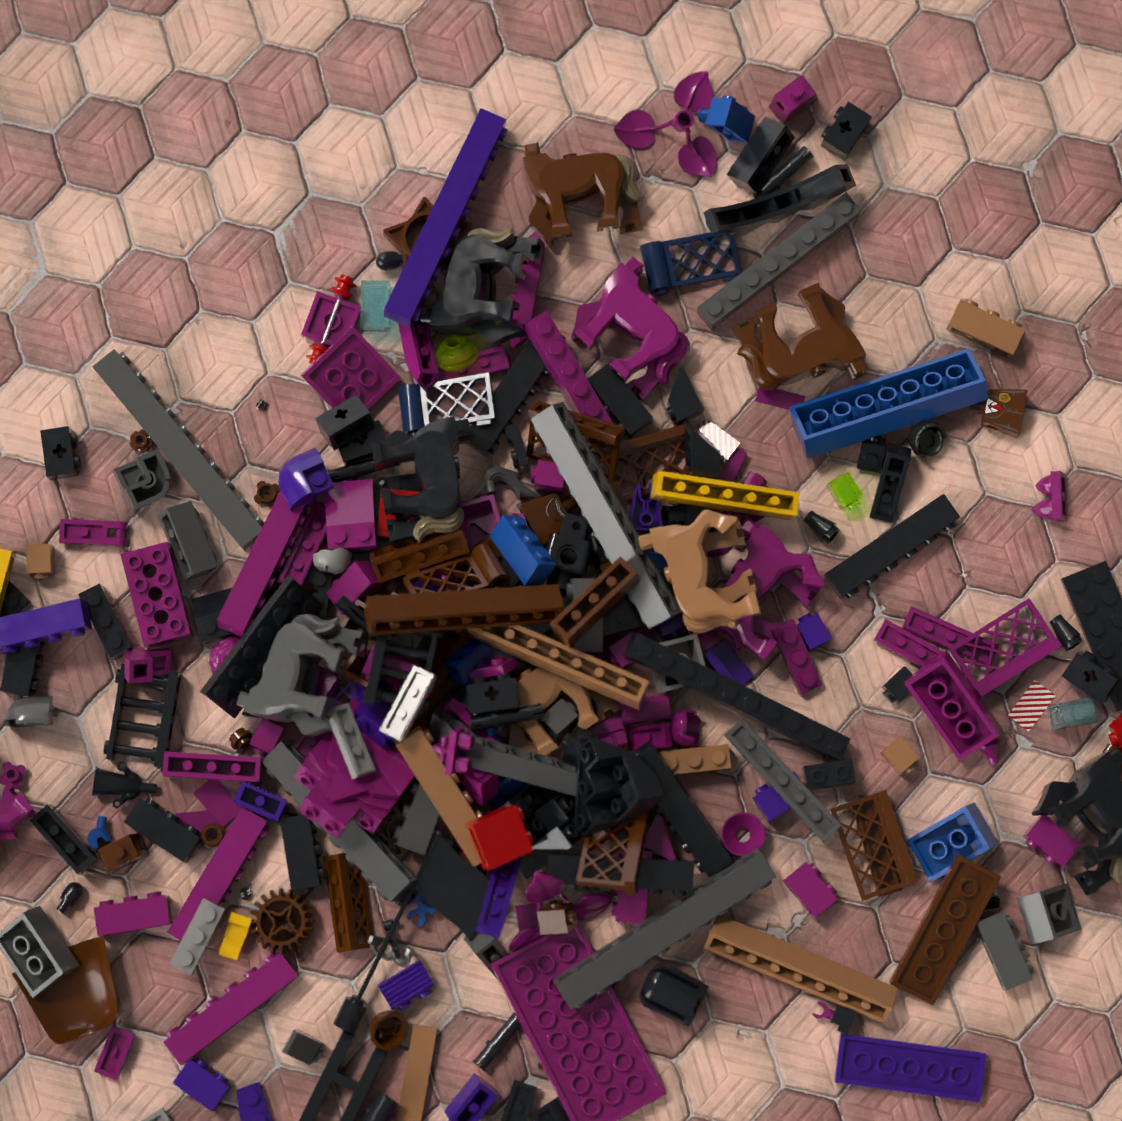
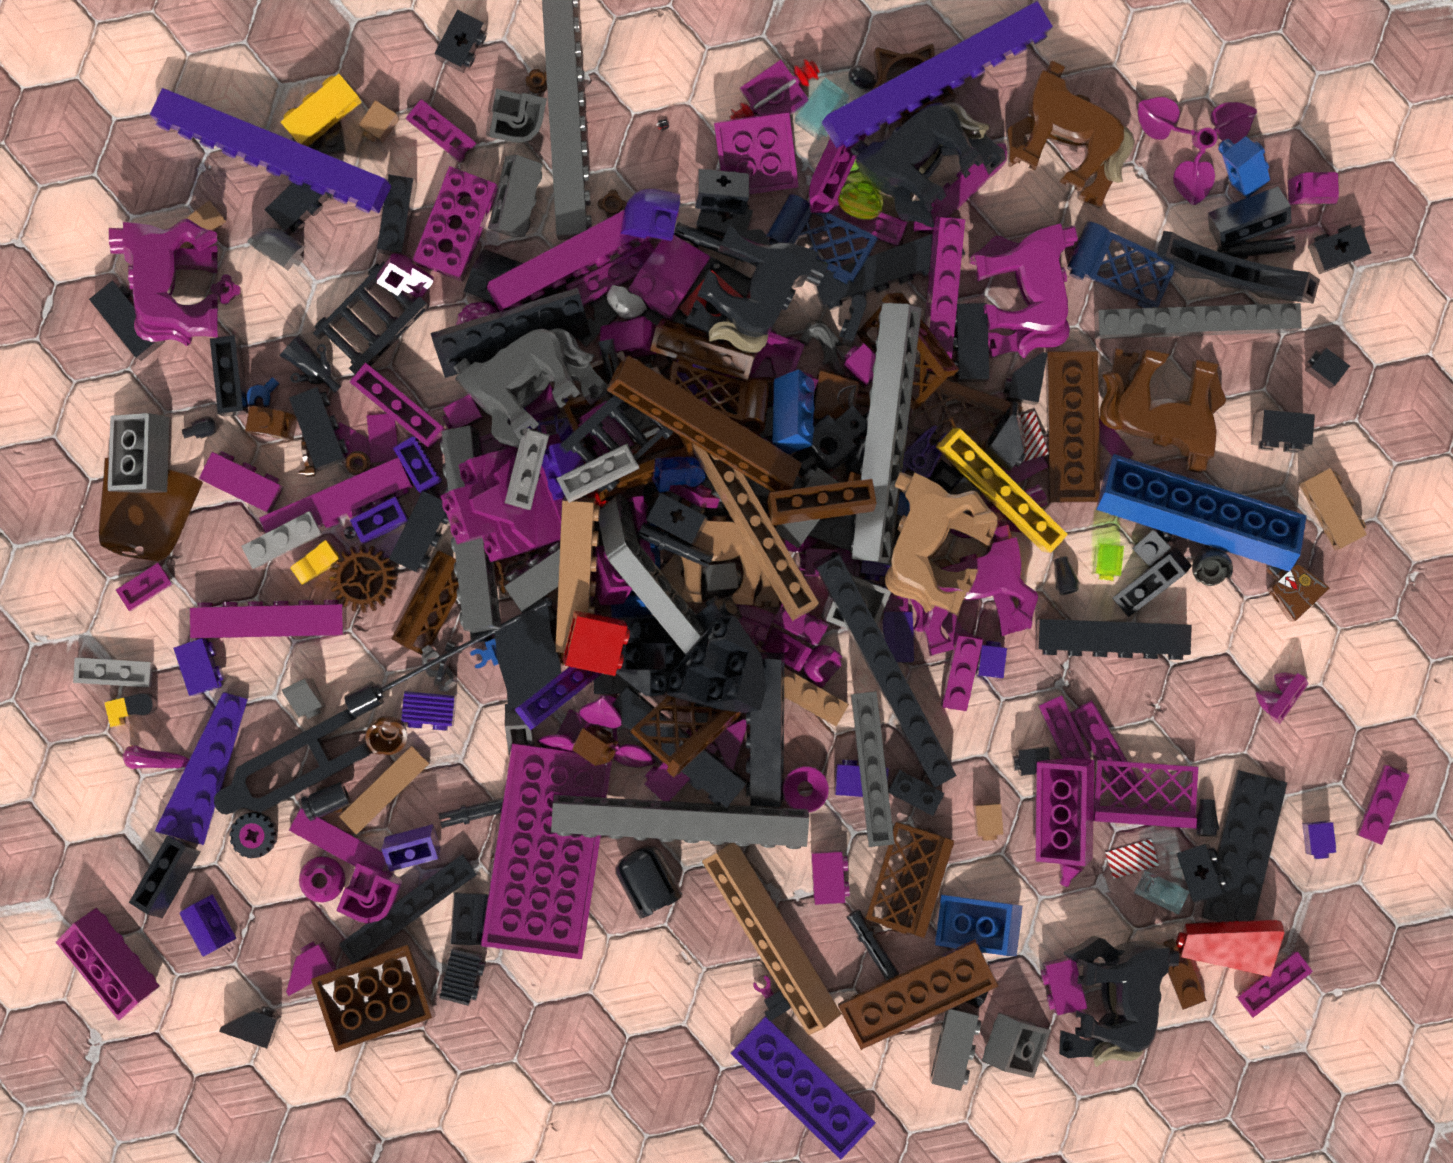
camera: 30 degrees right, 5 degrees up
(179, 868) = (309, 470): none -> reddish brown piece
(240, 739) = (439, 398): reddish brown plate -> none
(262, 866) = (379, 520): none -> dark purple brick
(451, 749) = (606, 539): magenta hips -> none
(743, 409) = (1073, 427): none -> reddish brown plate
(857, 906) = (867, 936): none -> black pin
(902, 225) = (1326, 367): none -> black brick
(903, 297) = (1282, 429): none -> black brick

